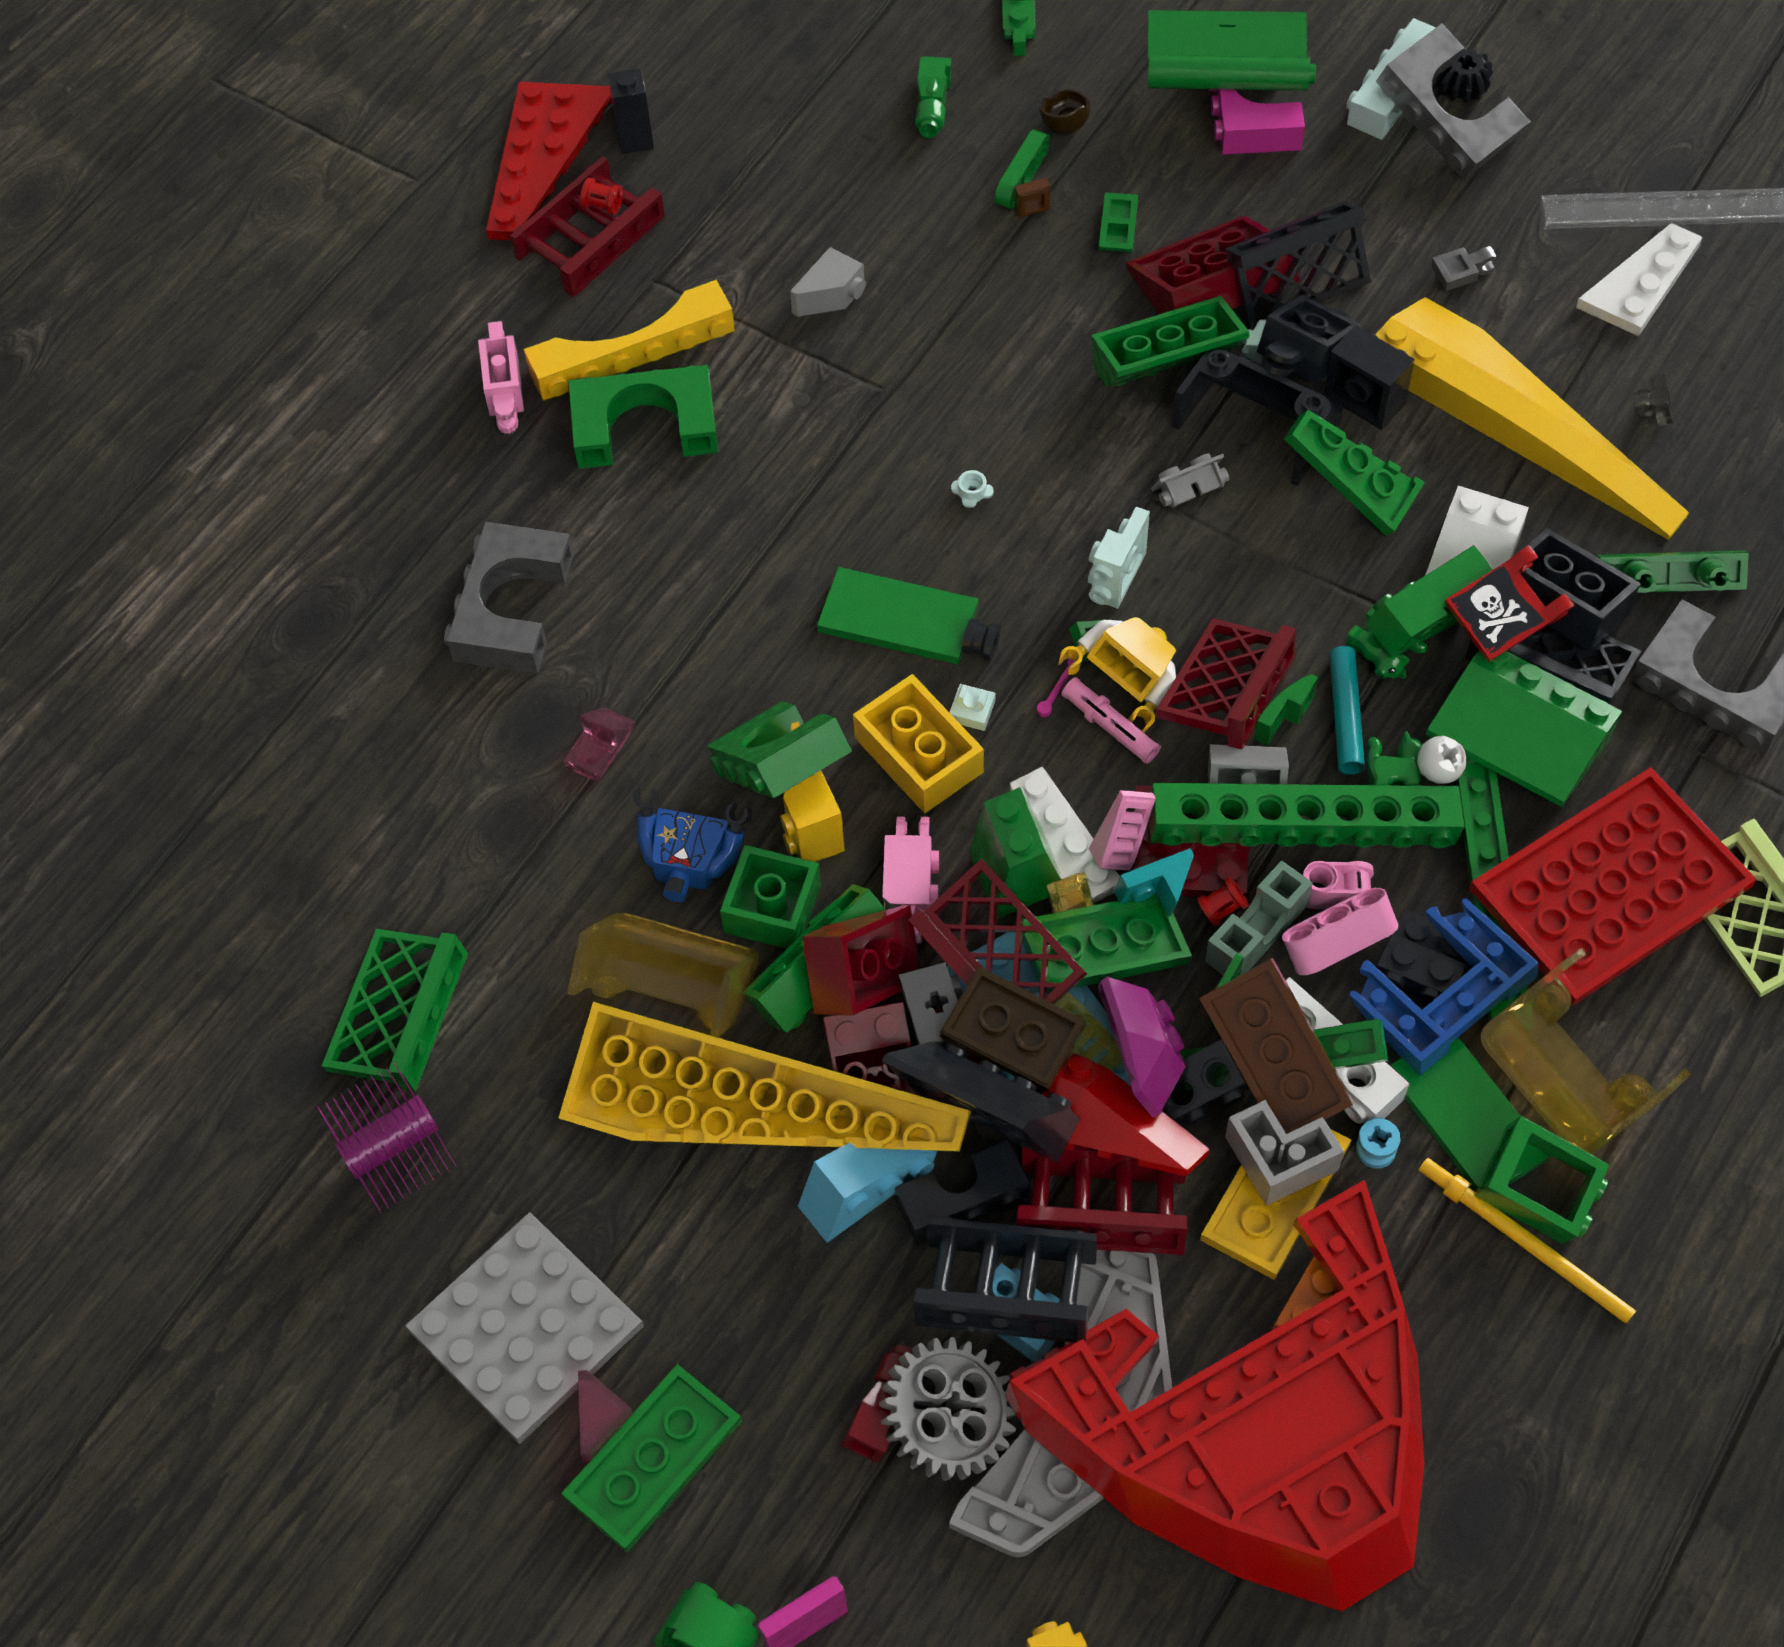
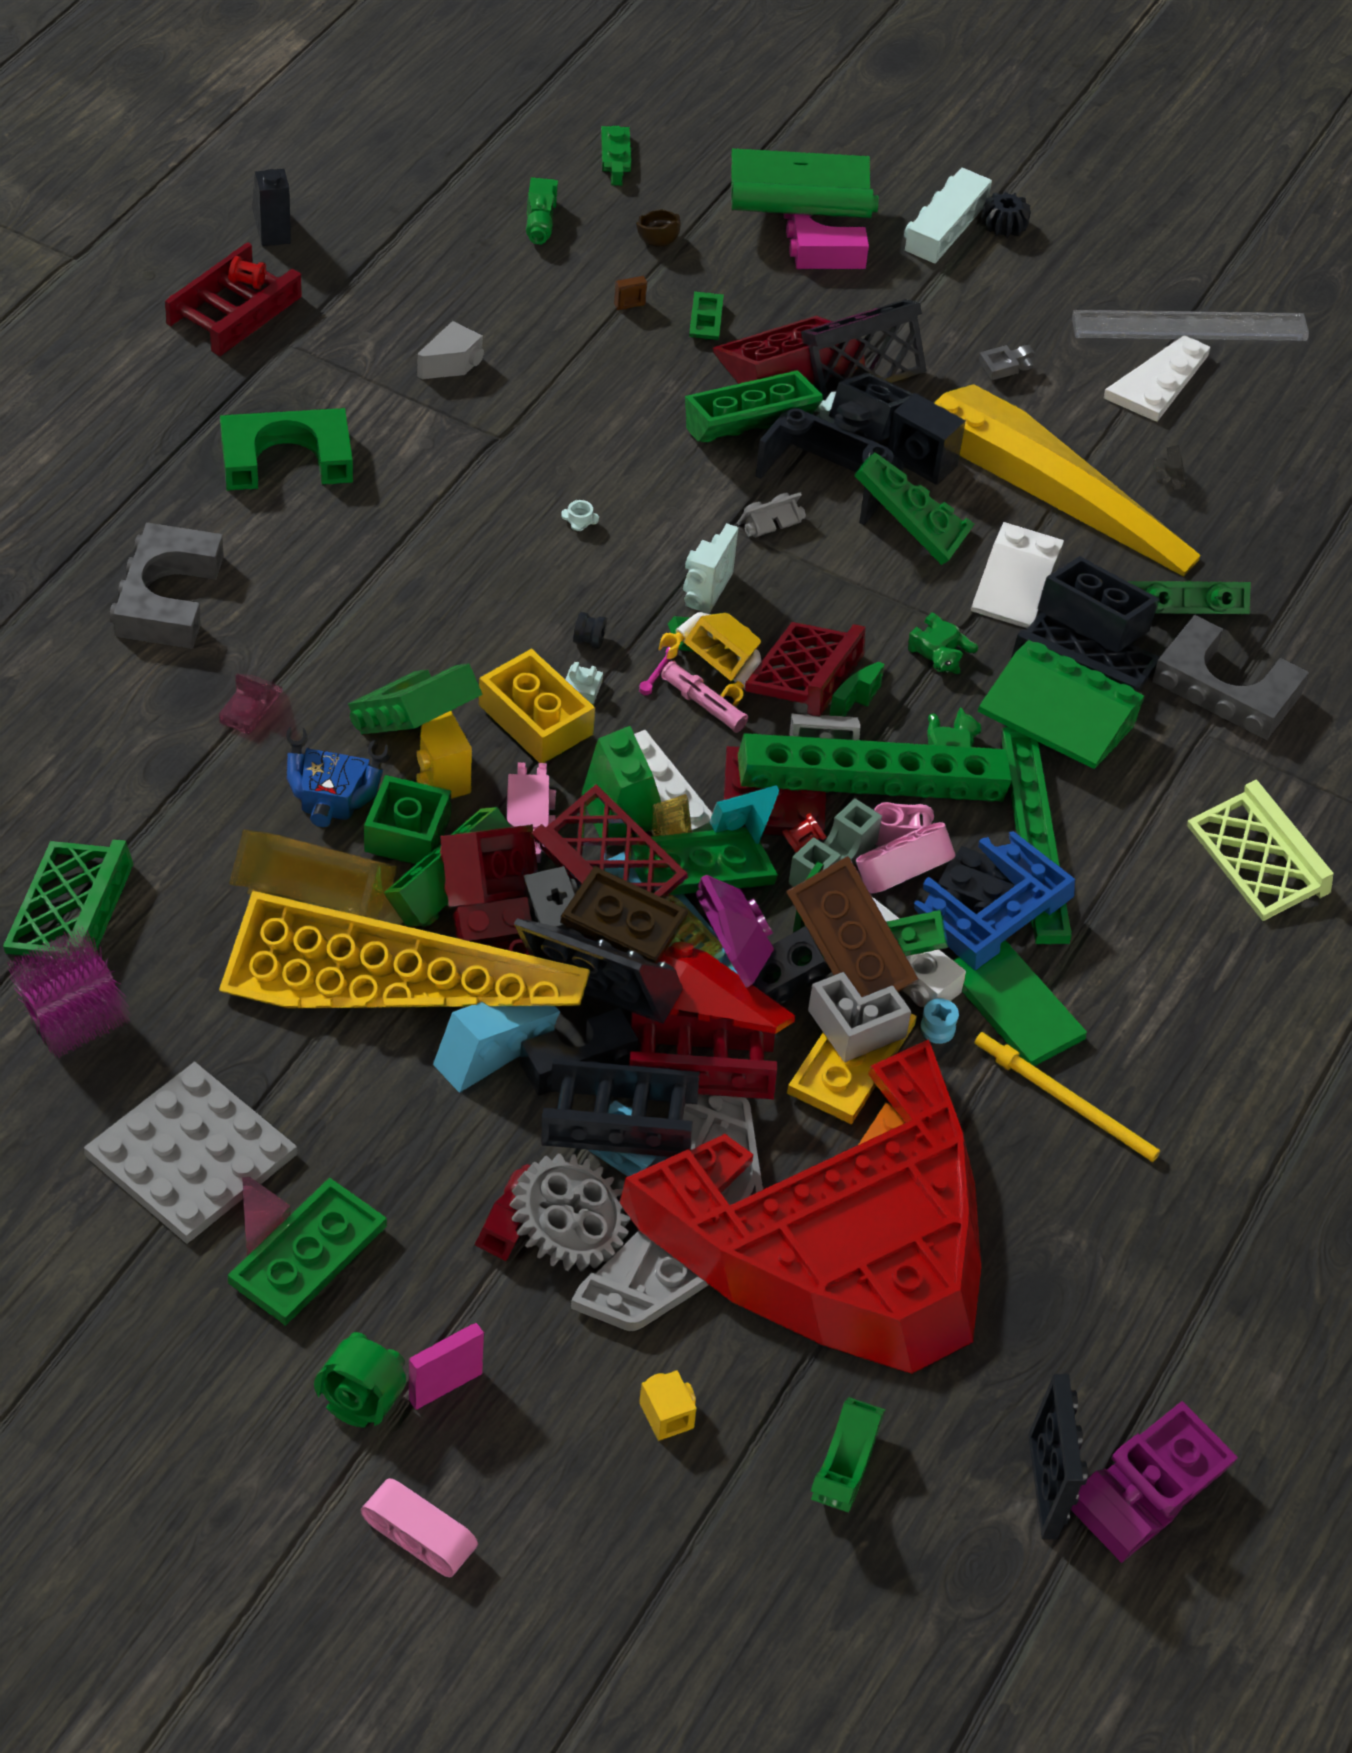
camera: 10 degrees left, 10 degrees down
(501, 377) = (158, 412): bright pink hinge -> none
(541, 144) = (189, 232): red wing -> none
(694, 319) = (328, 376): yellow arch -> none
(897, 615) = (514, 611): green tile -> none
(1022, 167) = (621, 268): green beam -> none
(1122, 852) = (708, 791): bright pink slope -> none
(1347, 710) = (909, 694): teal piece -> none
(1419, 607) = (983, 608): green wedge -> none
(1441, 760) = (991, 729): white piece -> none
(1461, 142) = (1005, 265): flat silver arch -> none
(1495, 1181) = (1069, 1070): green window -> none
(1503, 608) = (1042, 610): flag -> none
(1559, 1075) = (1087, 967): clear yellow windscreen -> none
(1613, 884) = (1137, 827): red plate -> none

